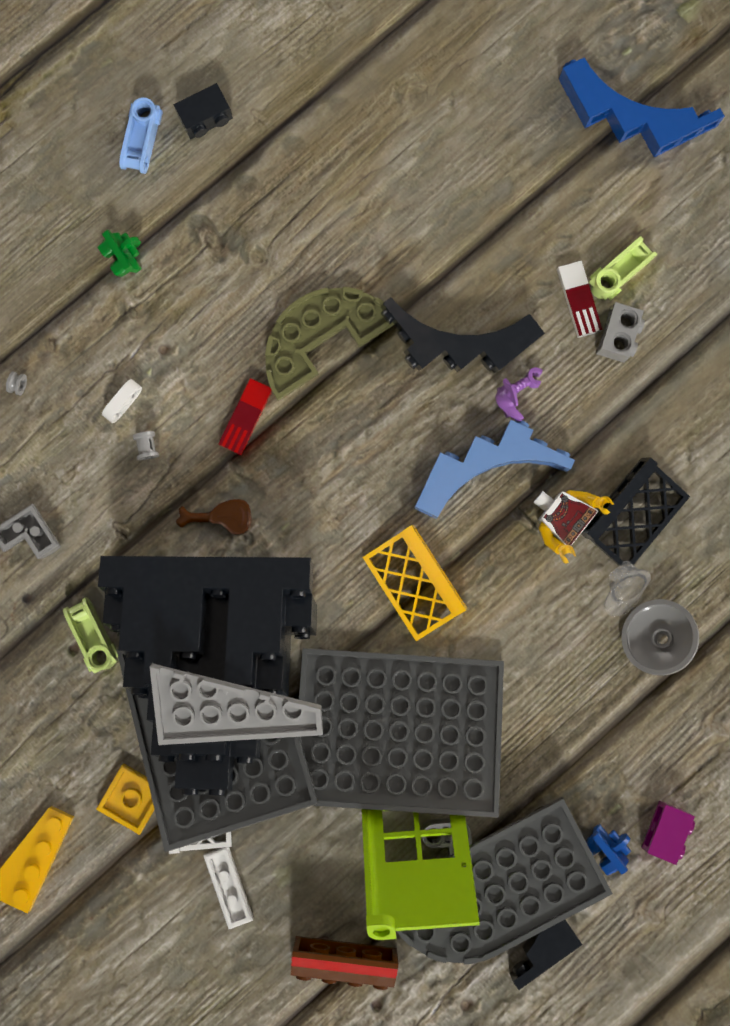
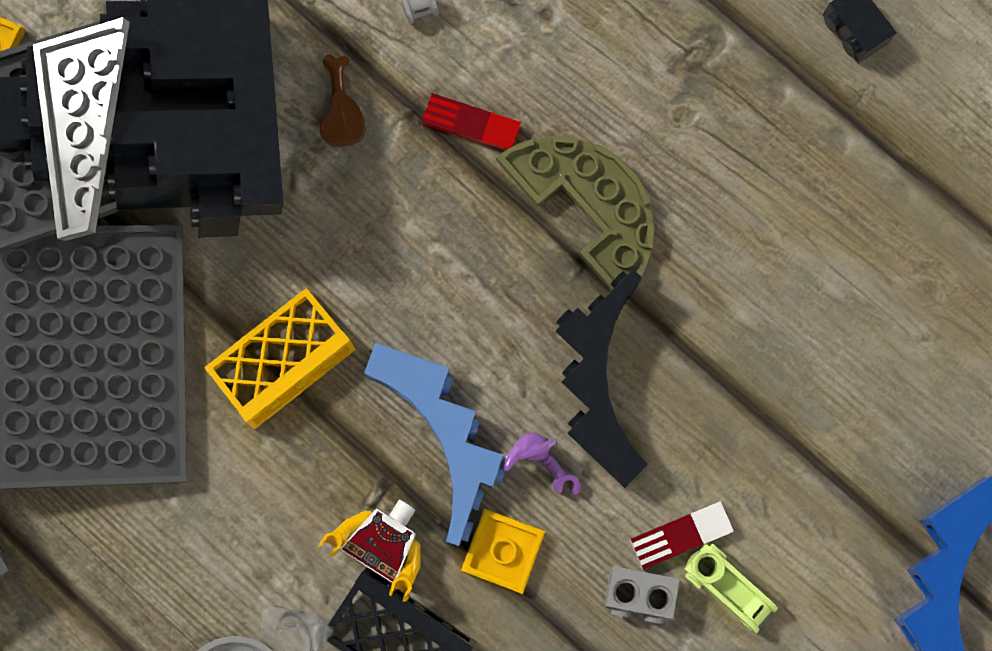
camera: 80 degrees right, 5 degrees down
(578, 430) = (503, 551): none -> yellow tile

